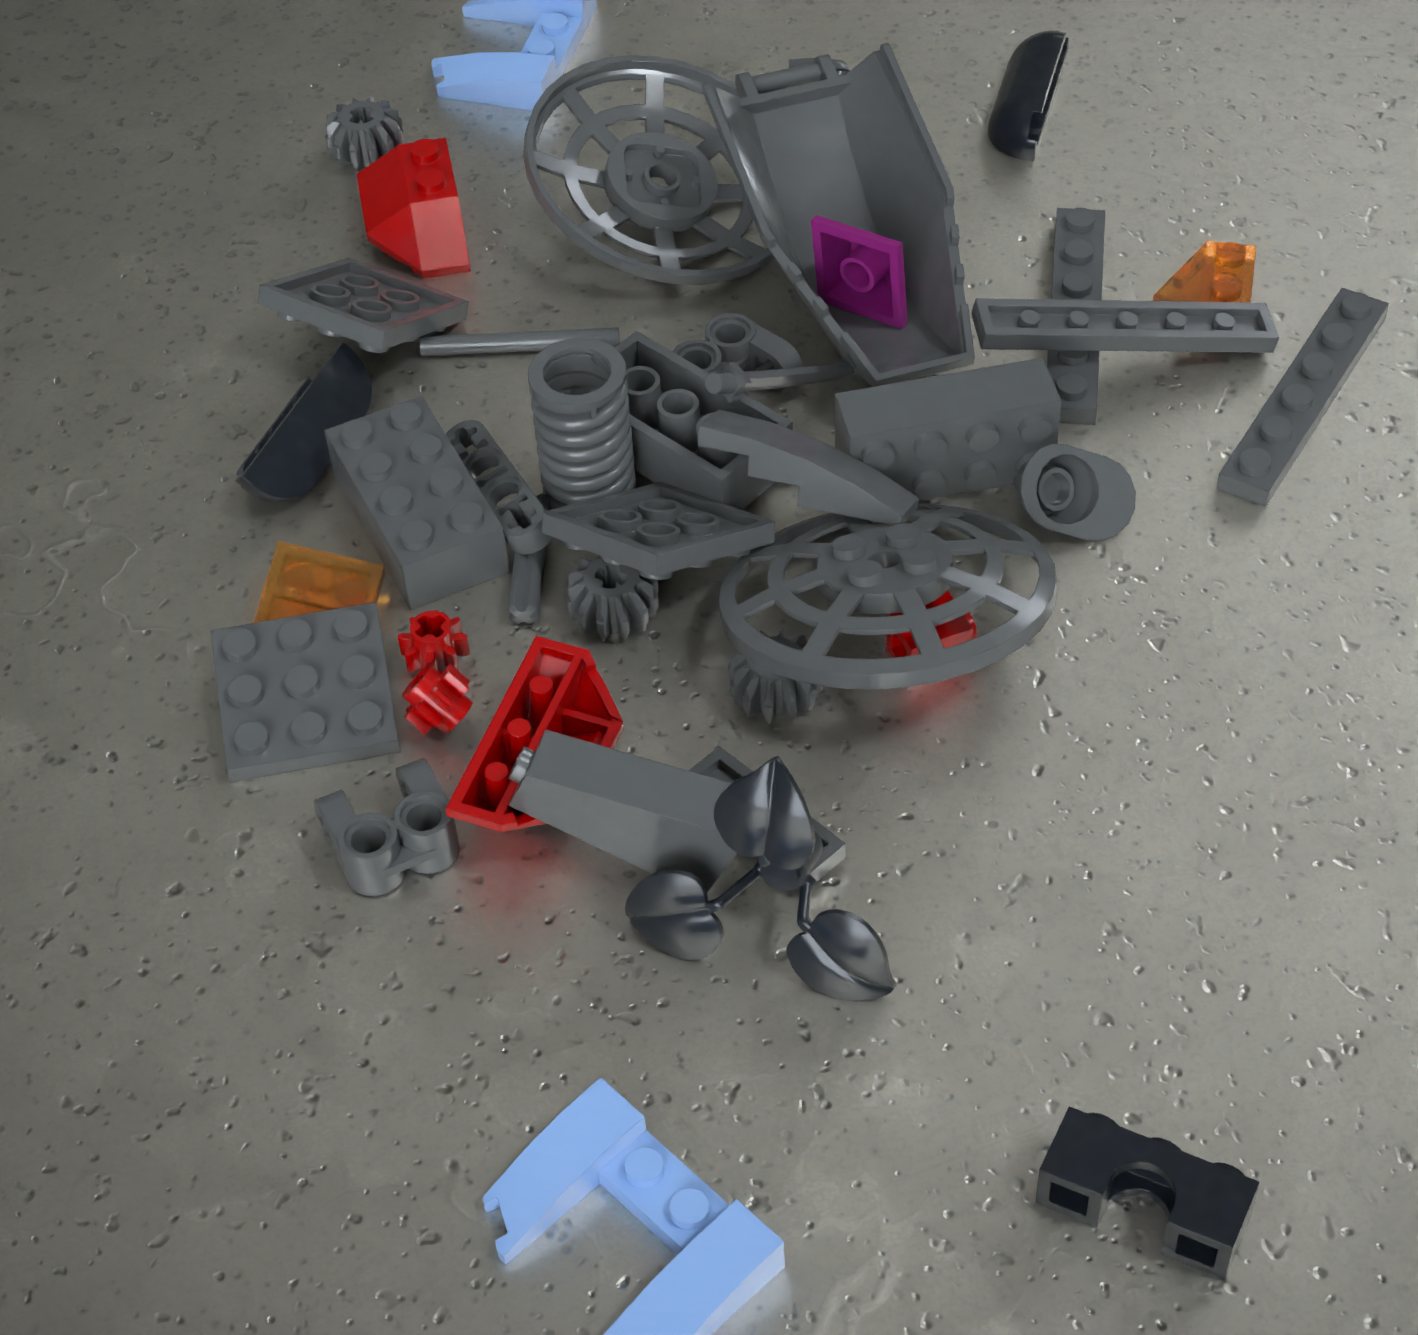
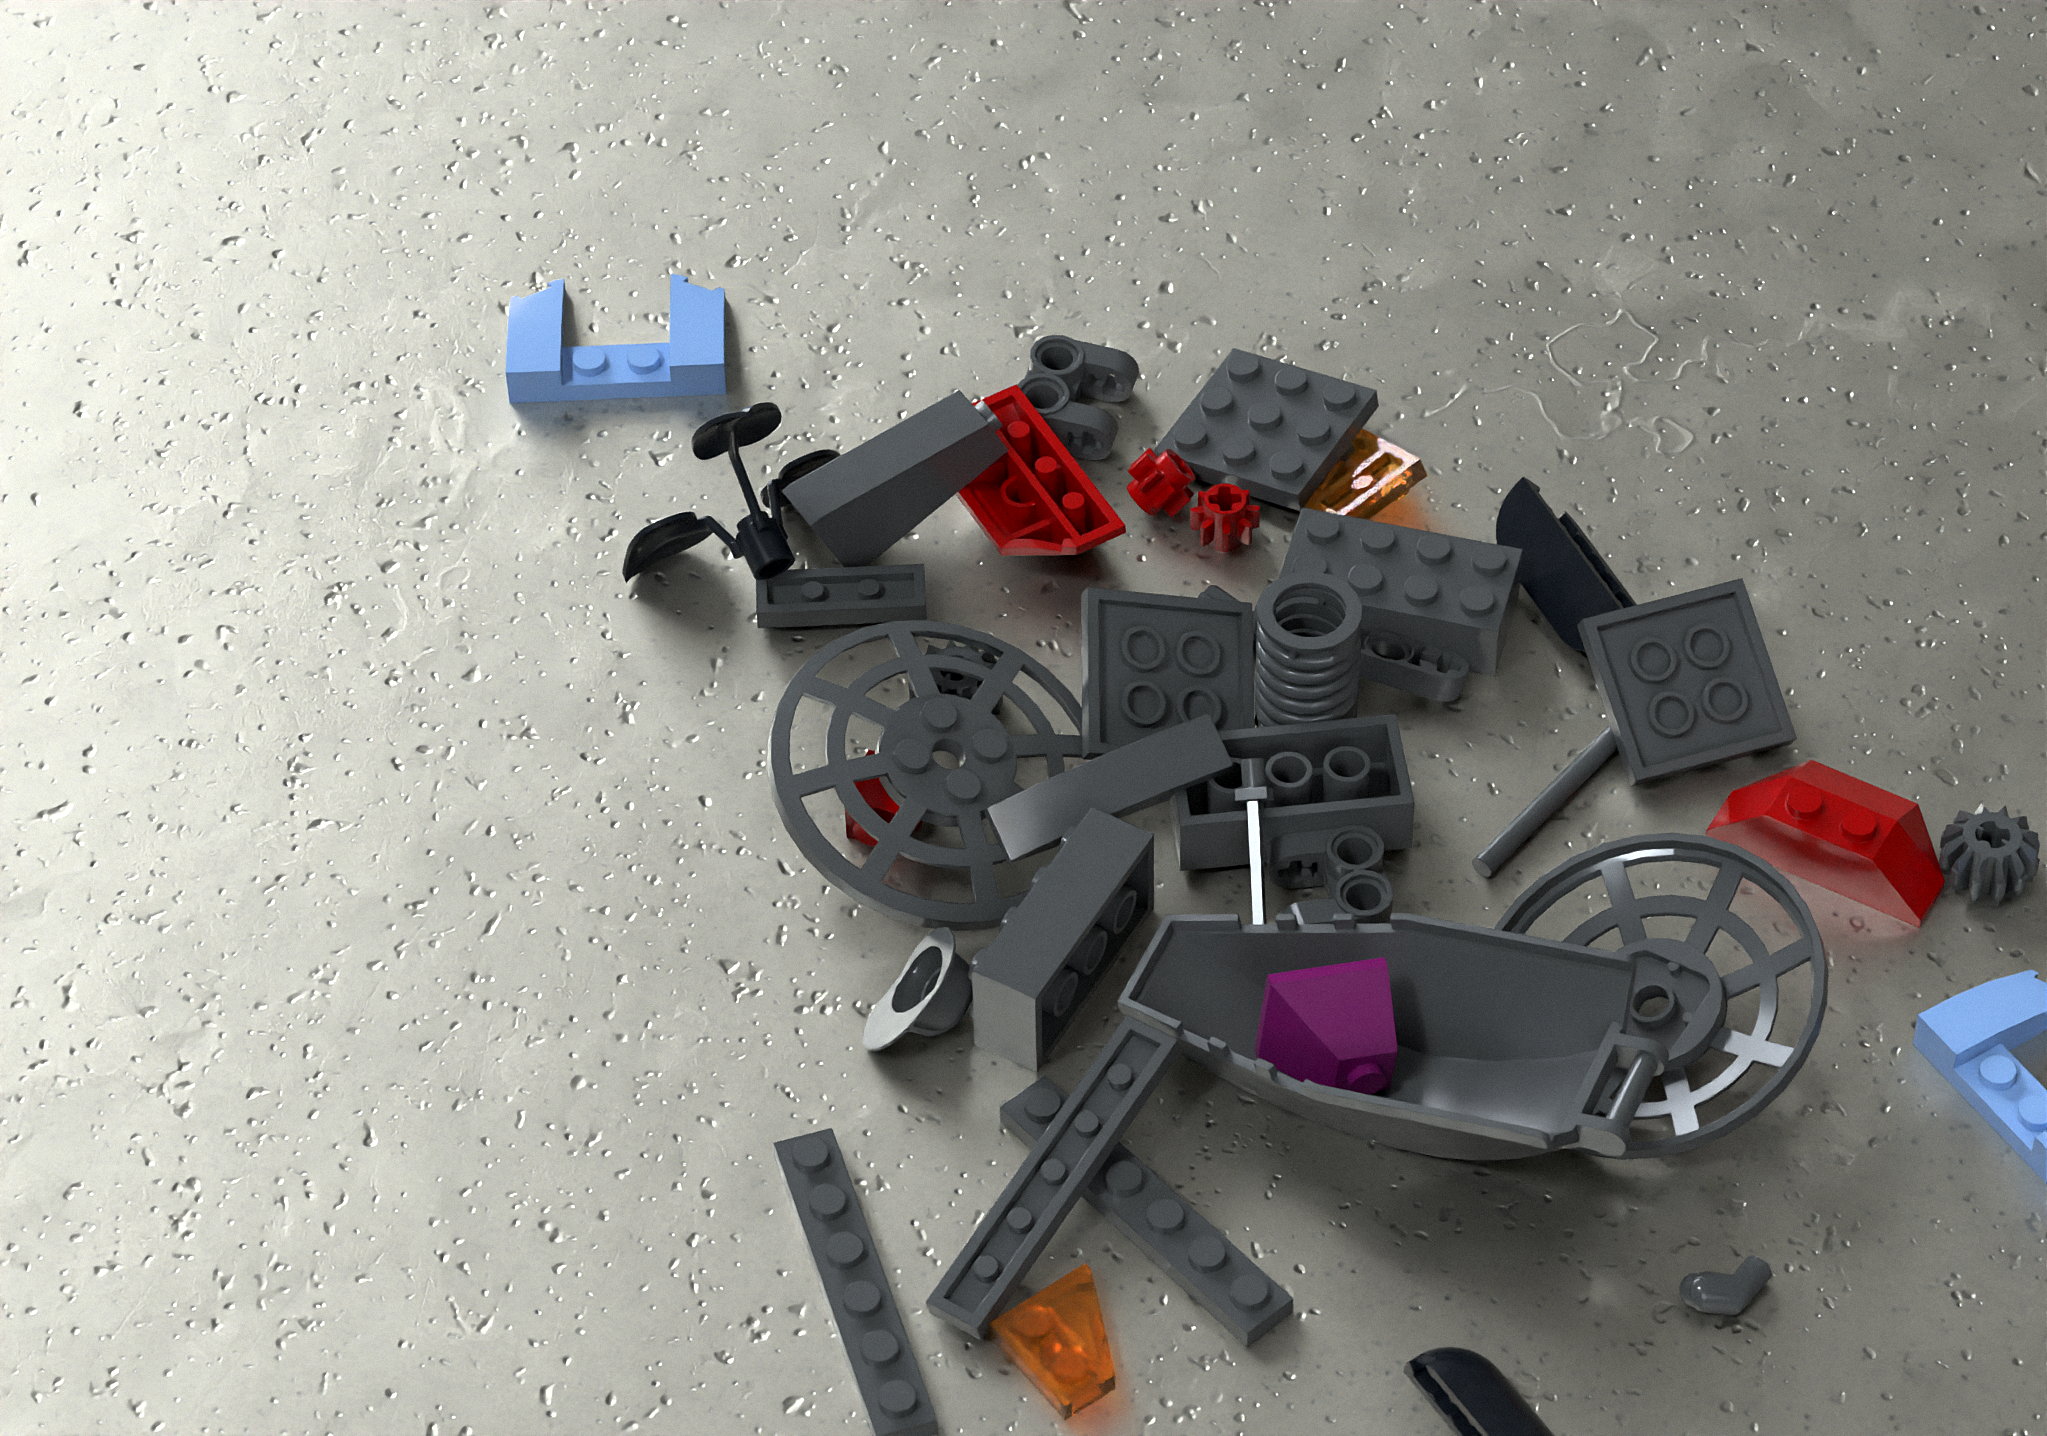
camera: 130 degrees right, 0 degrees up
(1100, 1162) = (290, 593): black arch -> none

